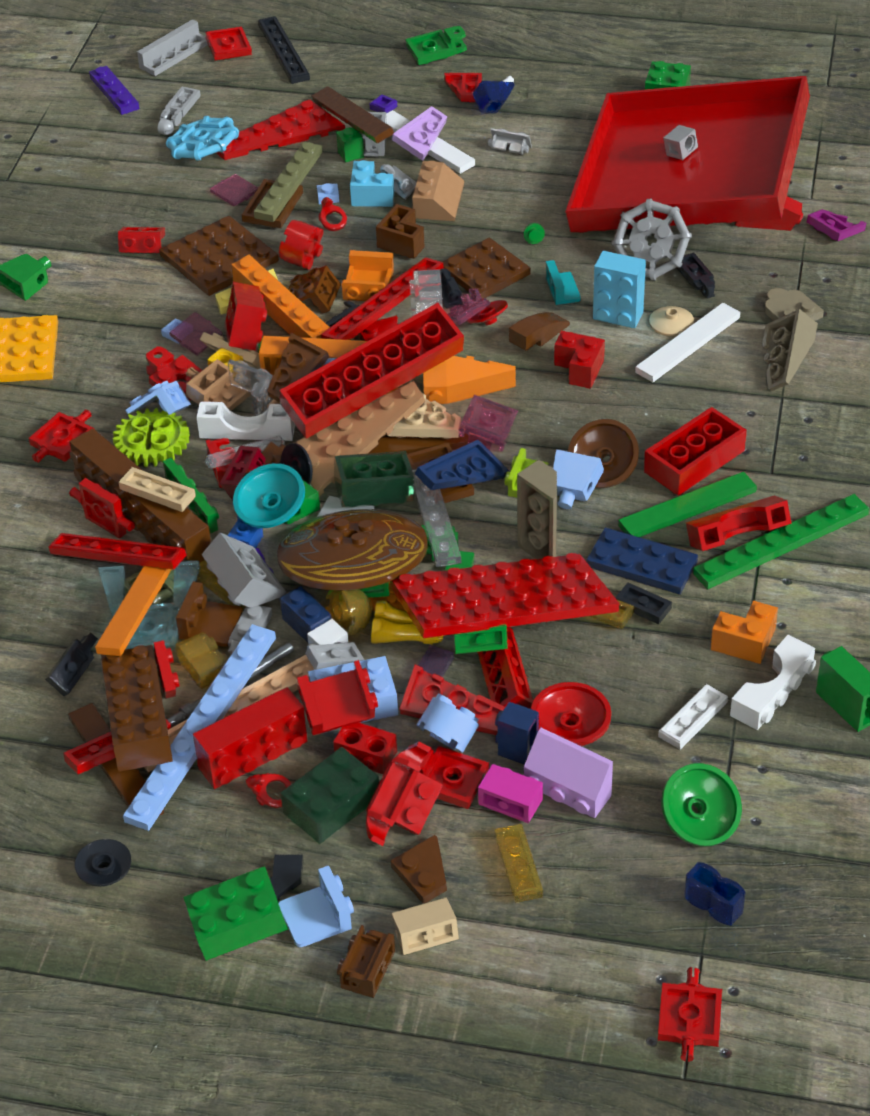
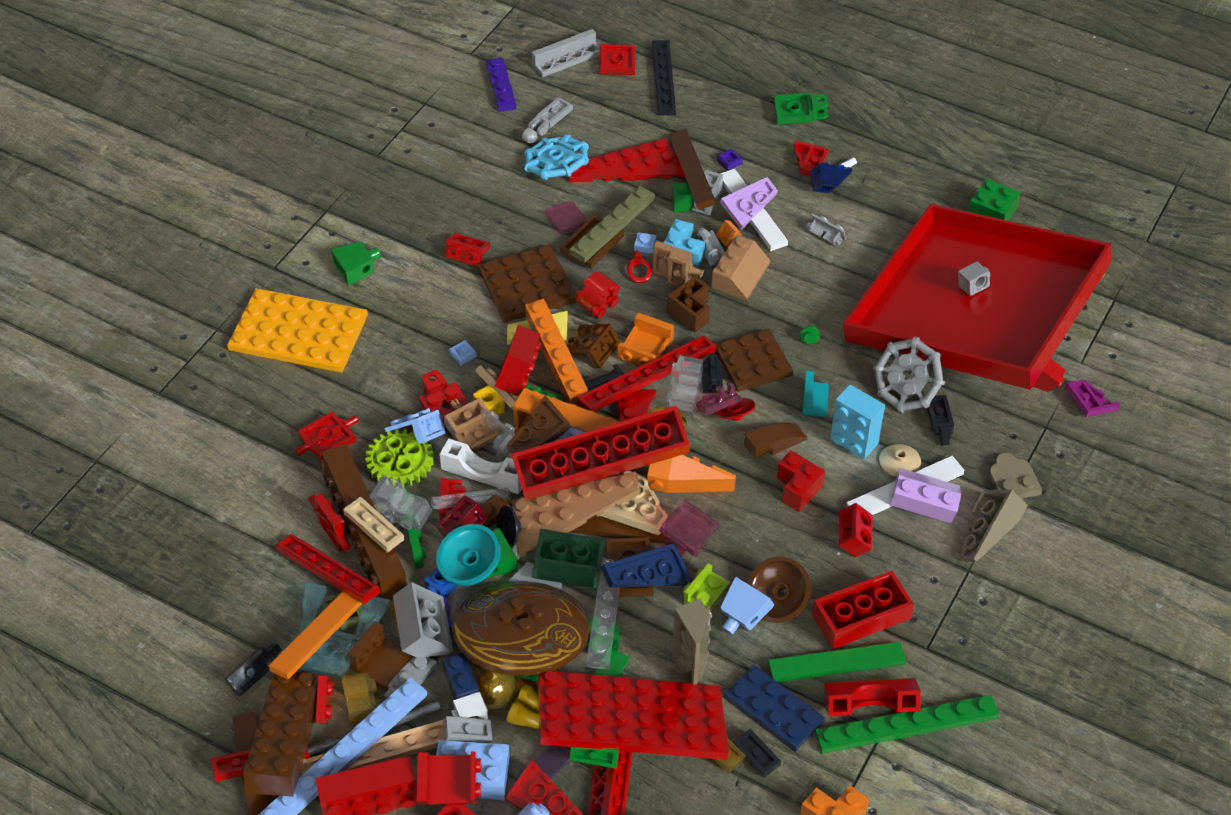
camera: 15 degrees right, 5 degrees up
(166, 462) = (398, 505): none -> clear brick
(190, 332) = (473, 357): clear pink piece -> none
(368, 200) = (673, 264): none -> medium nougat plate
(411, 165) = (727, 232): none -> orange tile
(657, 385) = (855, 530): none -> red brick
(713, 341) = (925, 495): none -> lavender slope

